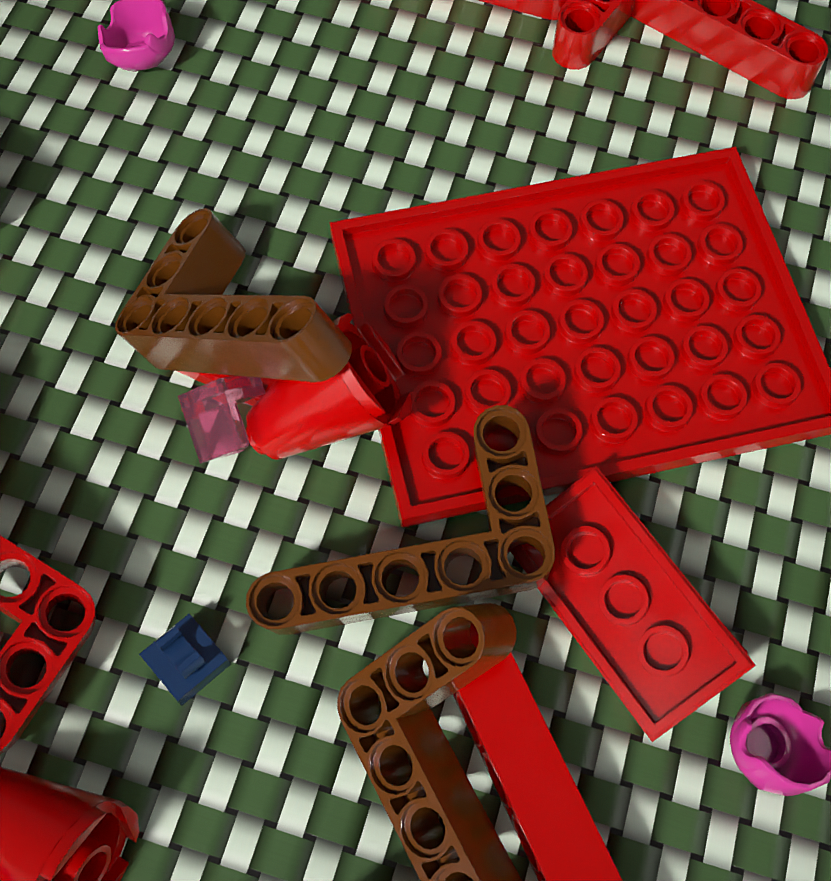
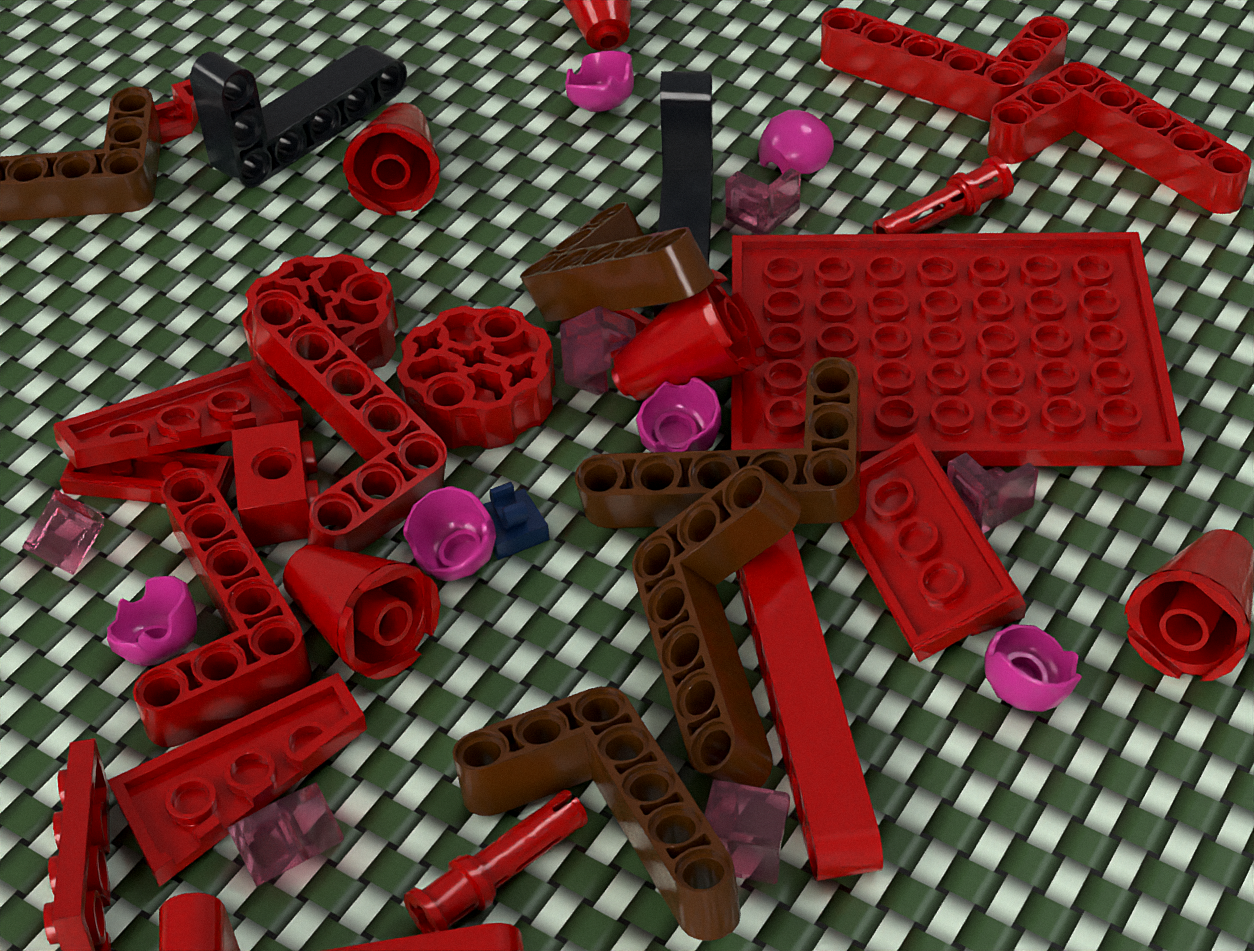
camera: 20 degrees right, 20 degrees down
(52, 476) = (478, 375): none -> red connector
(124, 708) = (450, 533): none -> dark pink hair
(267, 170) = (687, 156): none -> black beam
(336, 489) = (680, 418): none -> dark pink hair
(346, 168) = (762, 206): none -> clear pink panel
(362, 83) = (796, 142): none -> dark pink hair
(548, 125) = (958, 197): none -> red pin
(674, 510) = (992, 494): none -> clear pink panel

